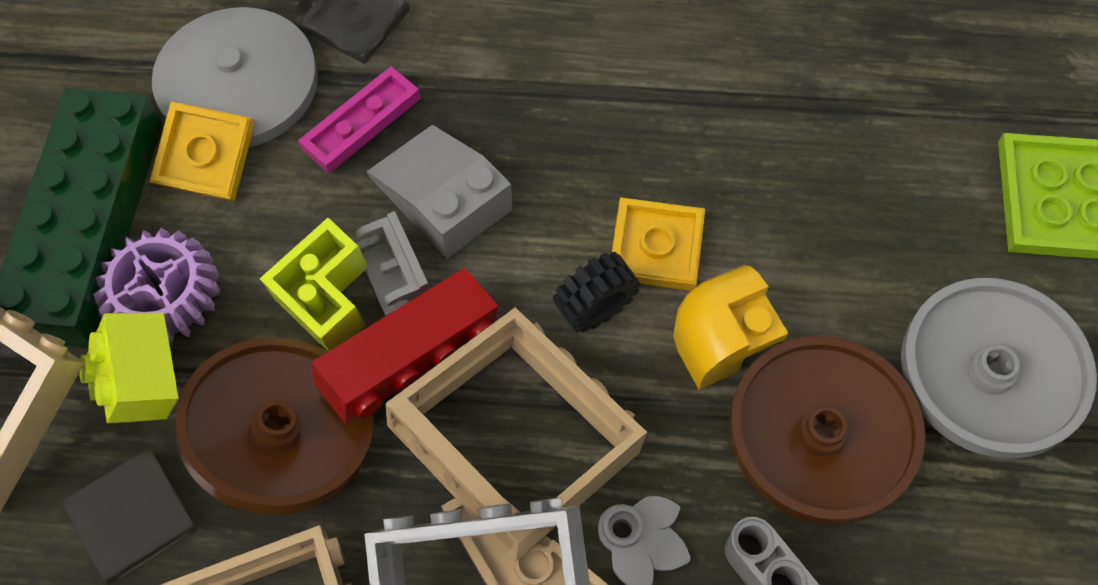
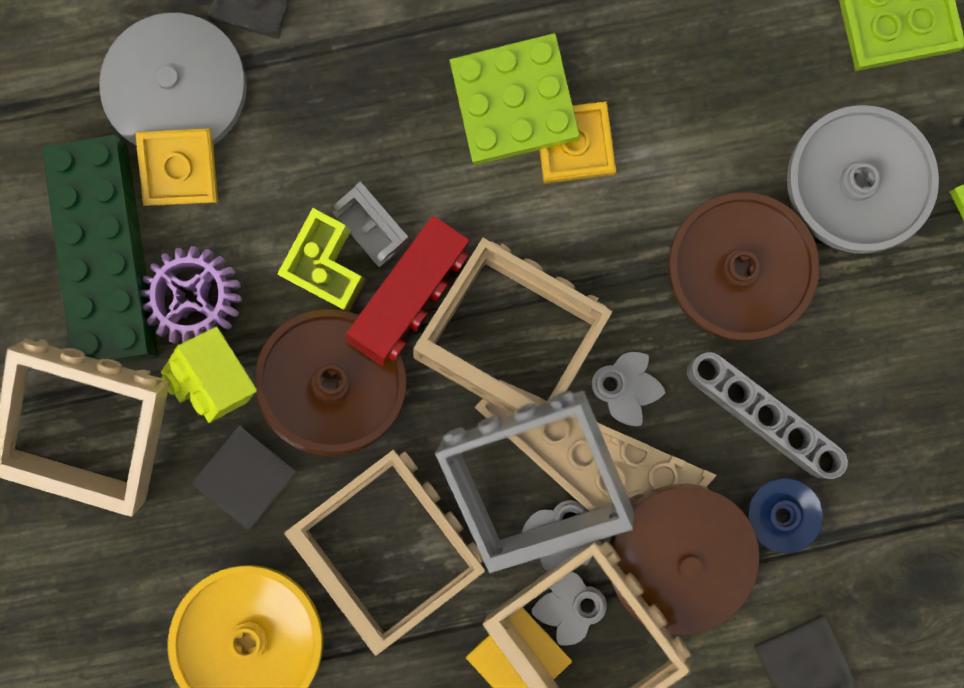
camera: 15 degrees left, 20 degrees up
(359, 119) = (297, 98): dark pink plate -> none
(444, 189) = (385, 141): light grey slope -> none
(596, 292) = (542, 205): black tyre -> none
(599, 181) = (514, 99): none -> lime plate
(724, 324) = (648, 201): yellow brick -> none

